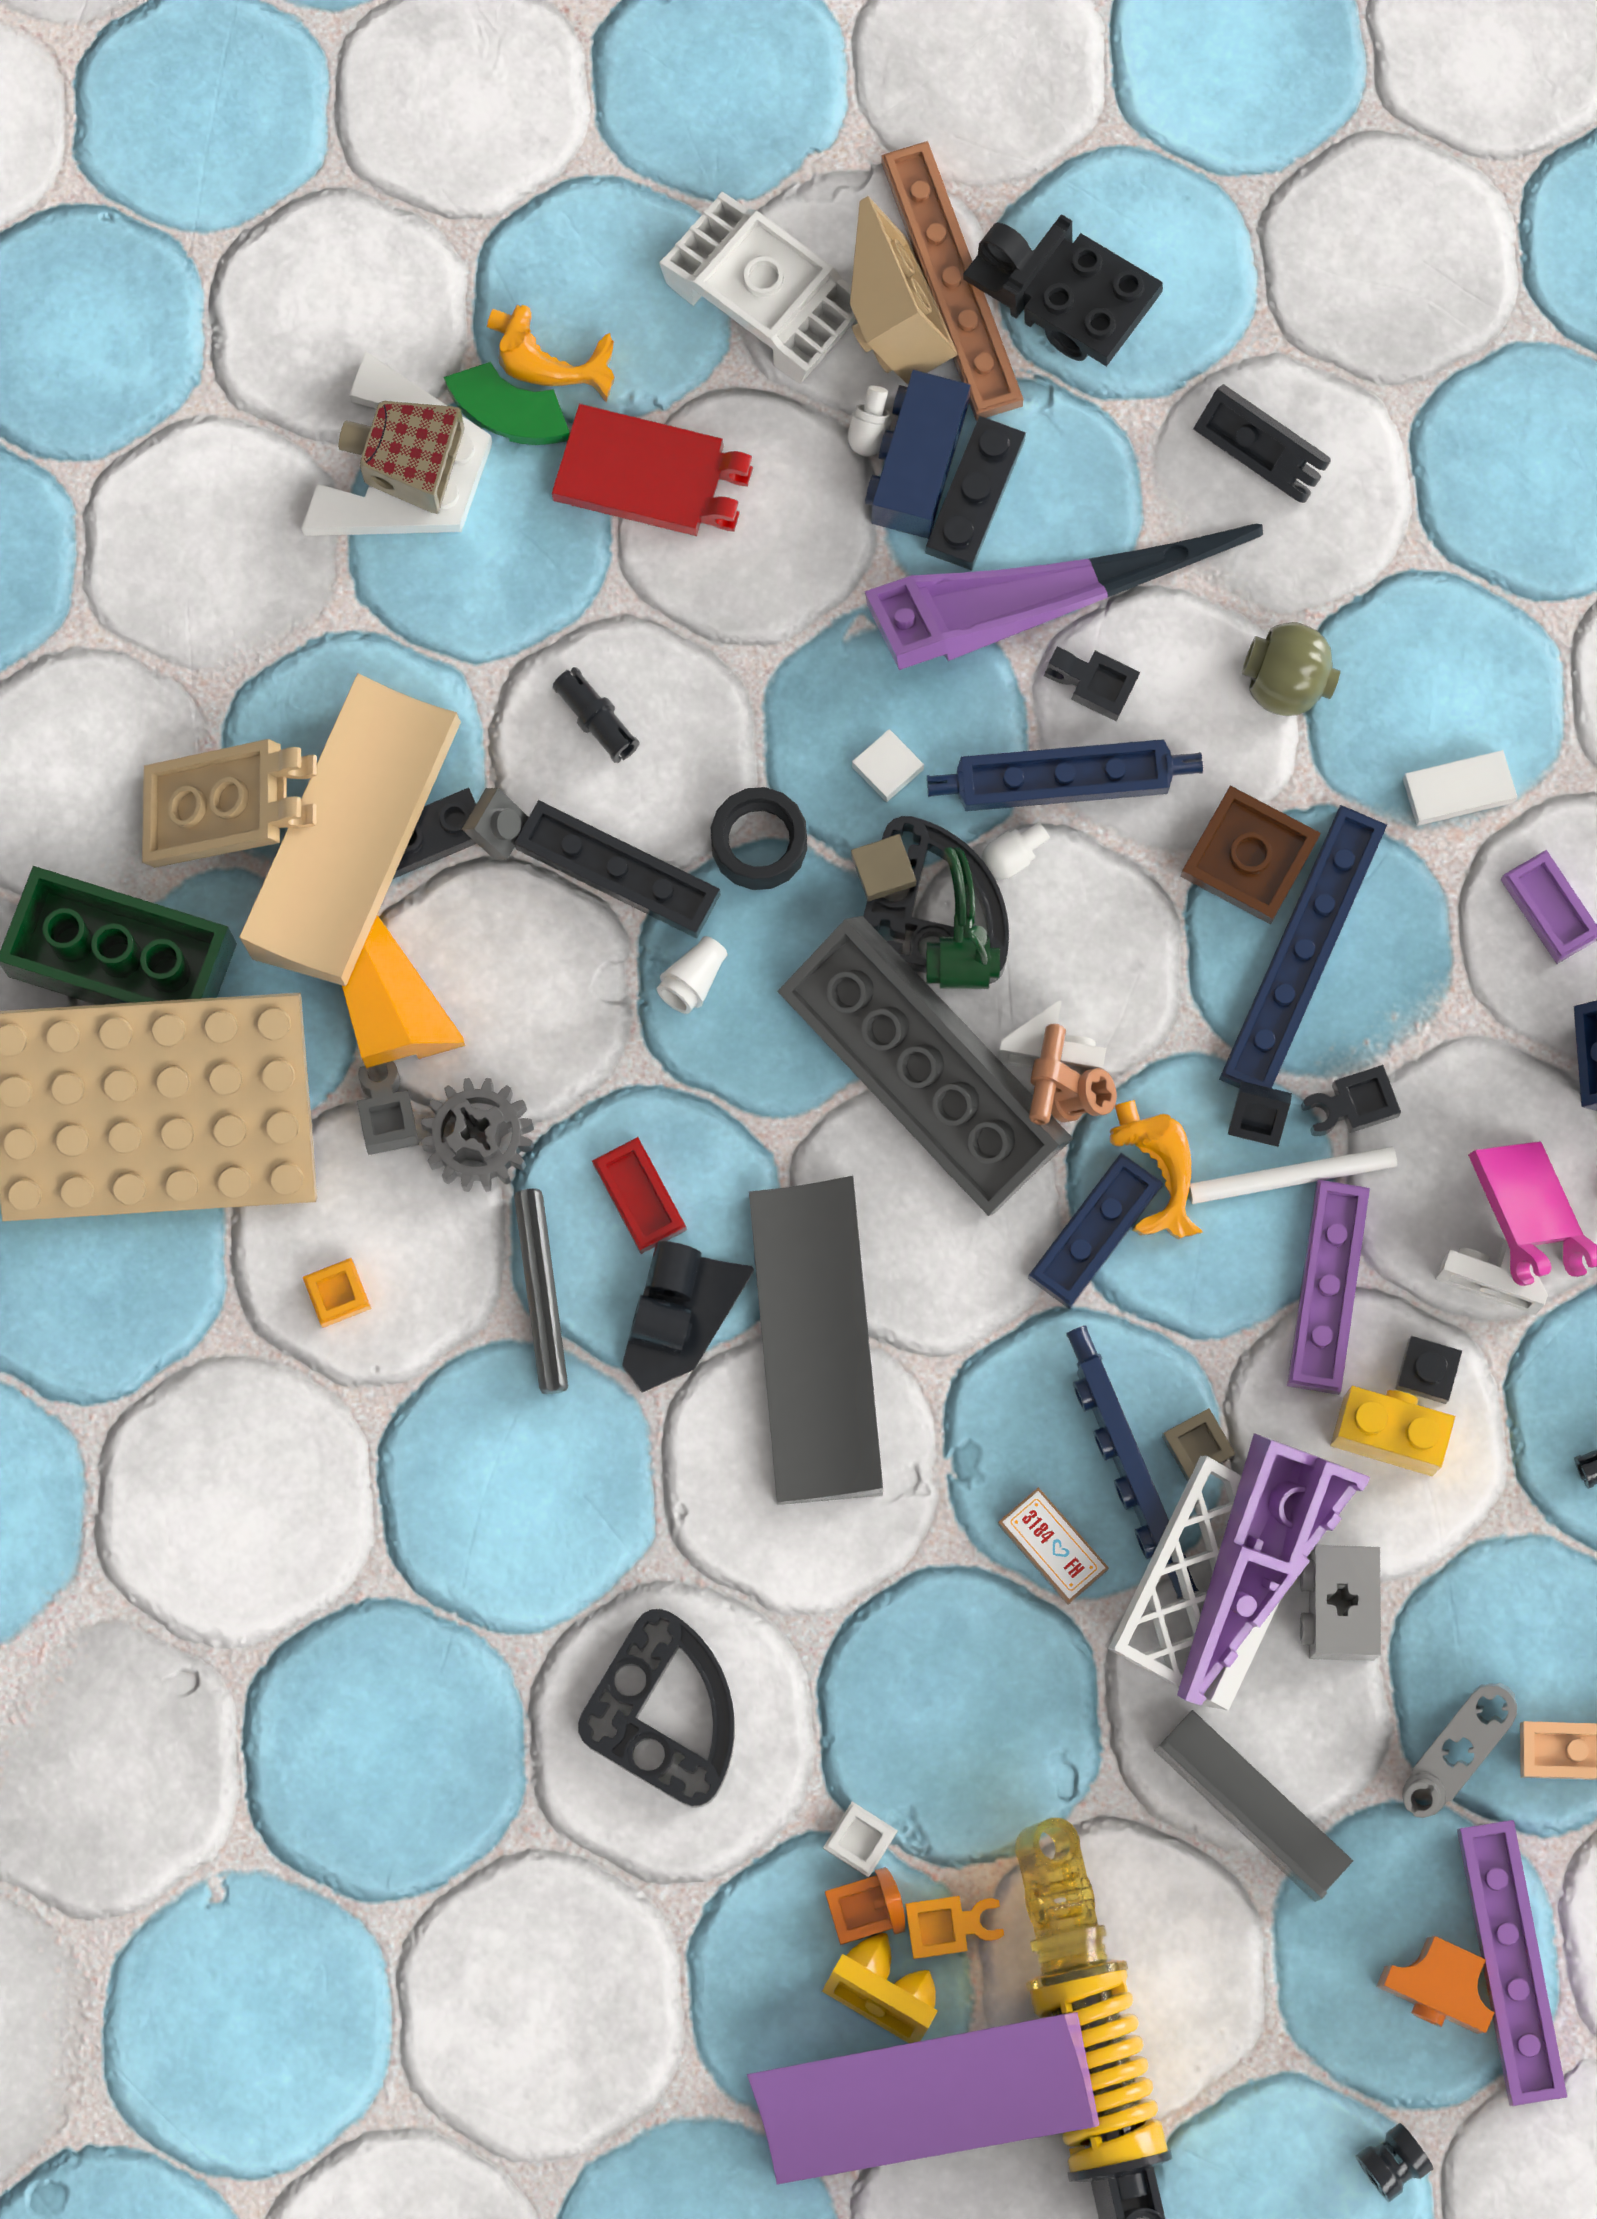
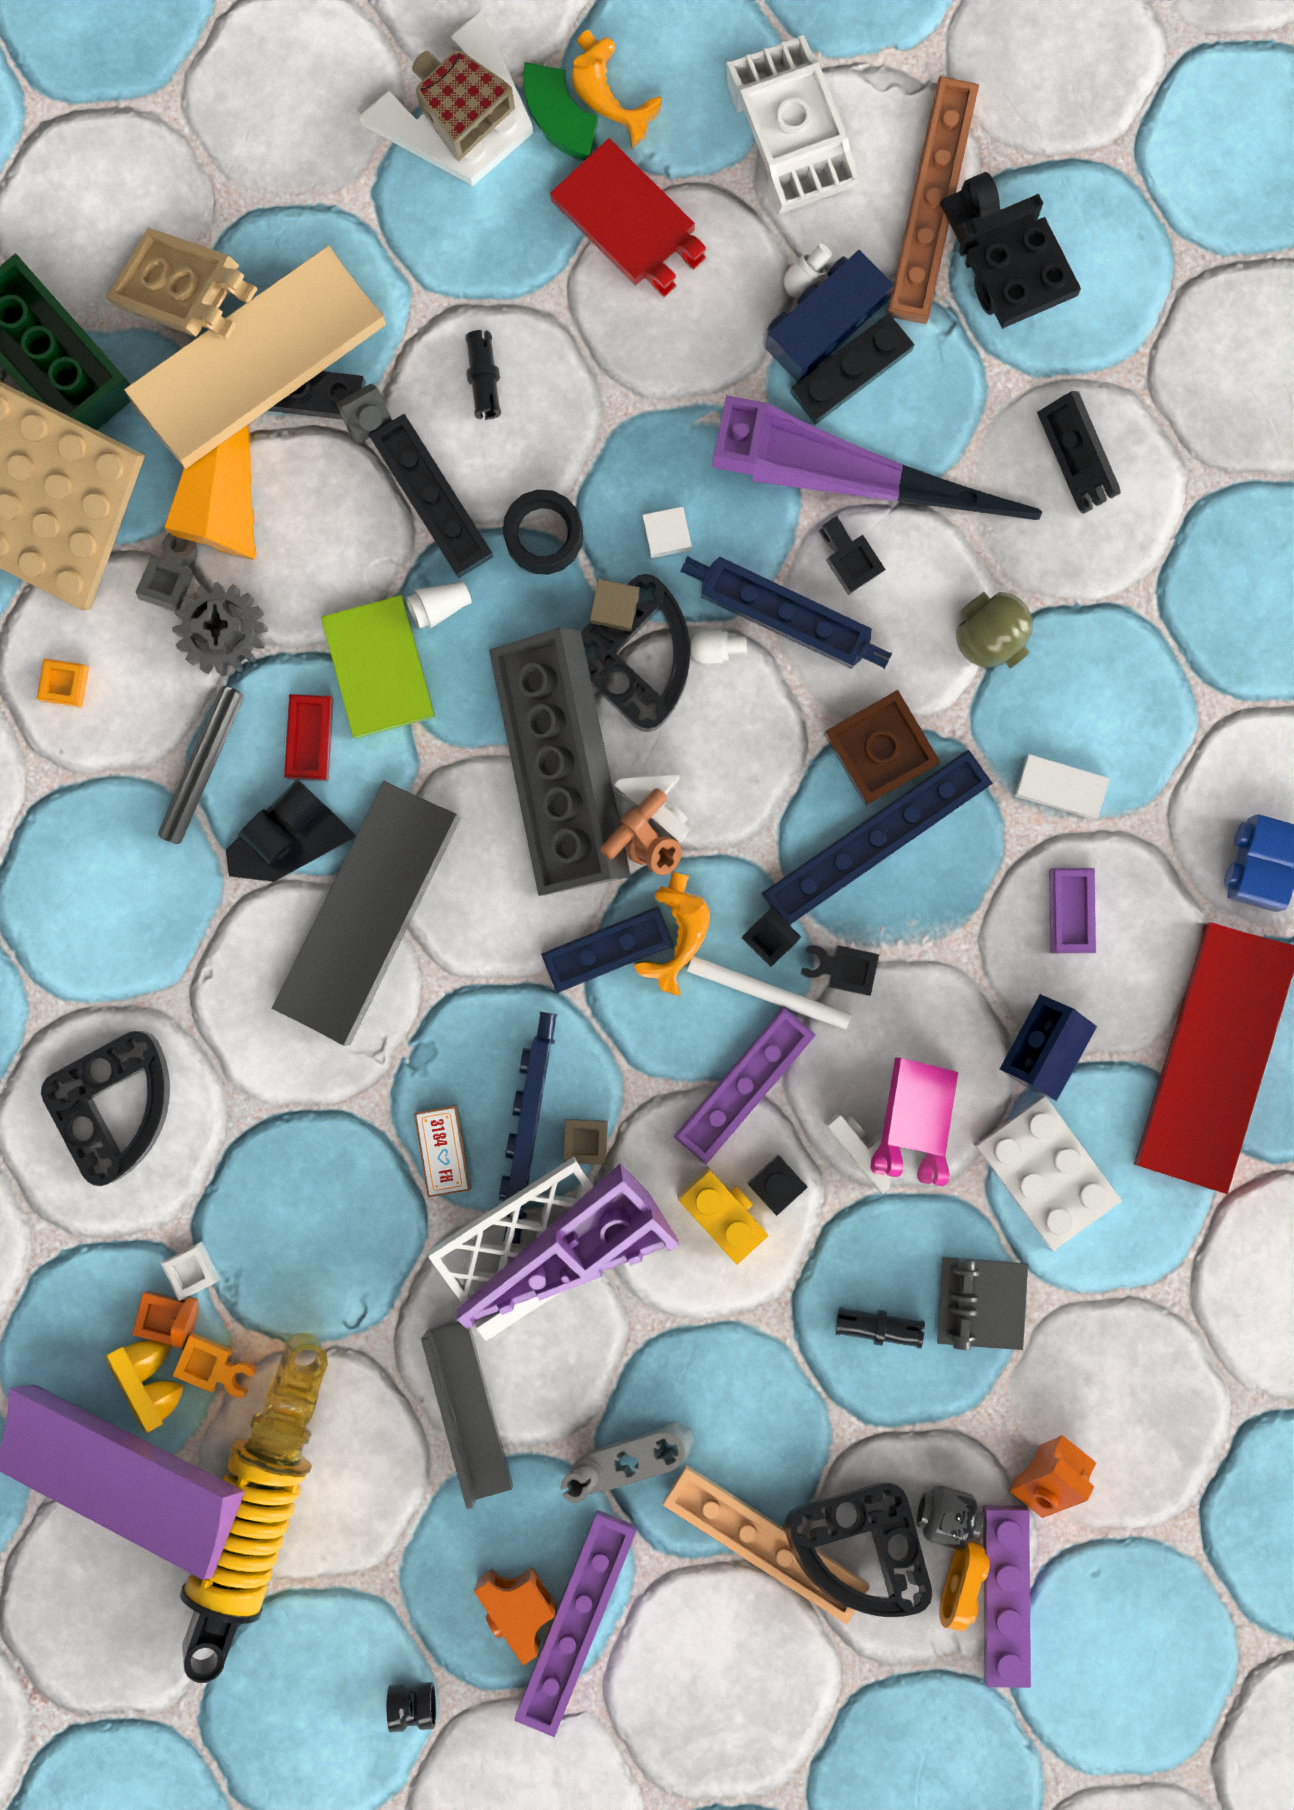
camera: 30 degrees right, 10 degrees up
(668, 1078) = (378, 667): none -> lime tile
(894, 300) = (878, 186): tan slope -> none
(966, 957) = (622, 702): dark green plant -> none
(1358, 1630) = (610, 1337): light grey brick -> none

